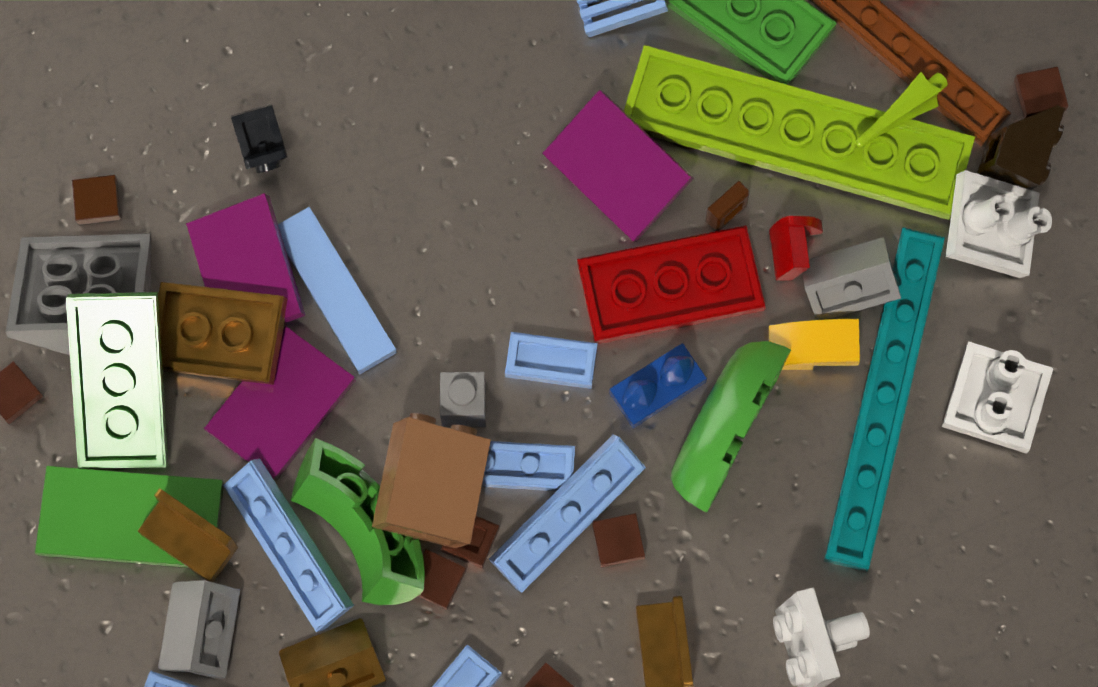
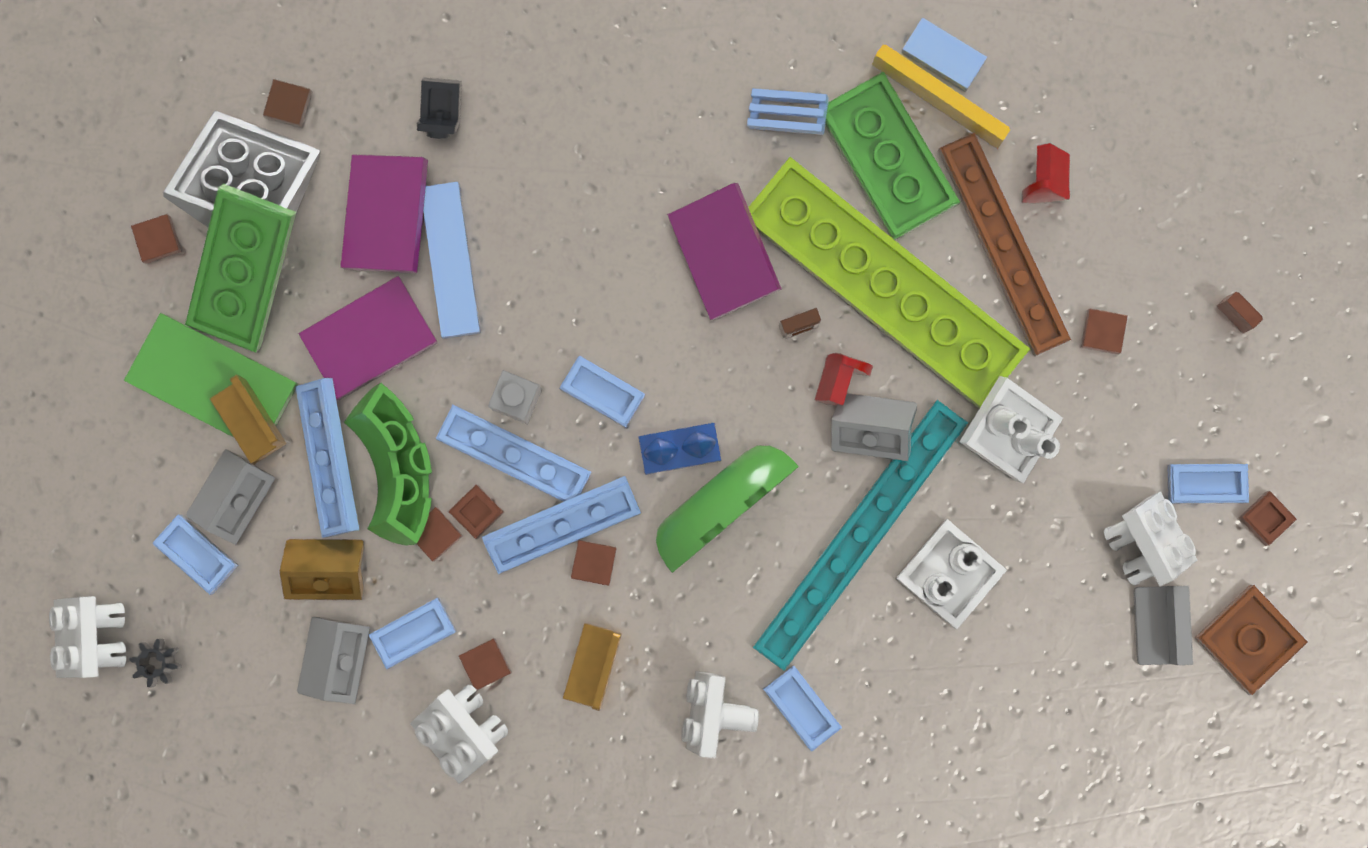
camera: 20 degrees right, 10 degrees up
(220, 332) = (340, 259): pearl gold tile -> none
(431, 481) = (459, 458): medium nougat brick -> none
(670, 285) = (726, 368): red tile -> none
(818, 342) = (824, 468): yellow slope -> none
(905, 601) = (802, 708): none -> light blue tile
(914, 101) = (993, 298): lime piece -> none
(1022, 149) = (1063, 377): dark brown slope -> none

